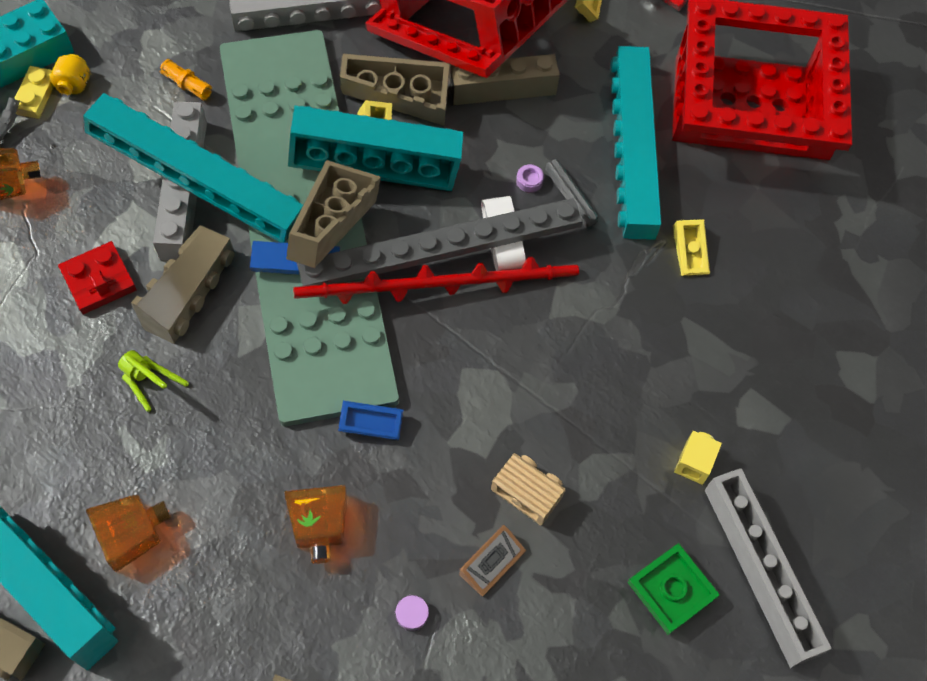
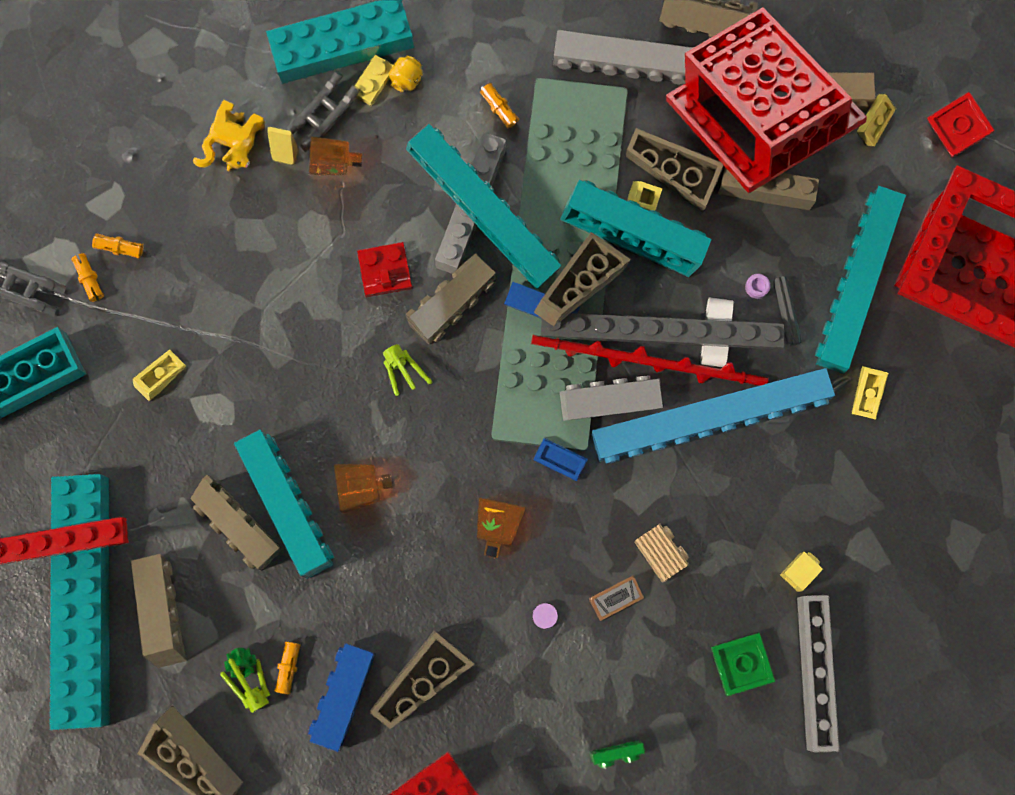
camera: 25 degrees right, 15 degrees up
(407, 333) = (610, 399): none -> light grey brick
(526, 322) = (712, 415): none -> dark azure brick

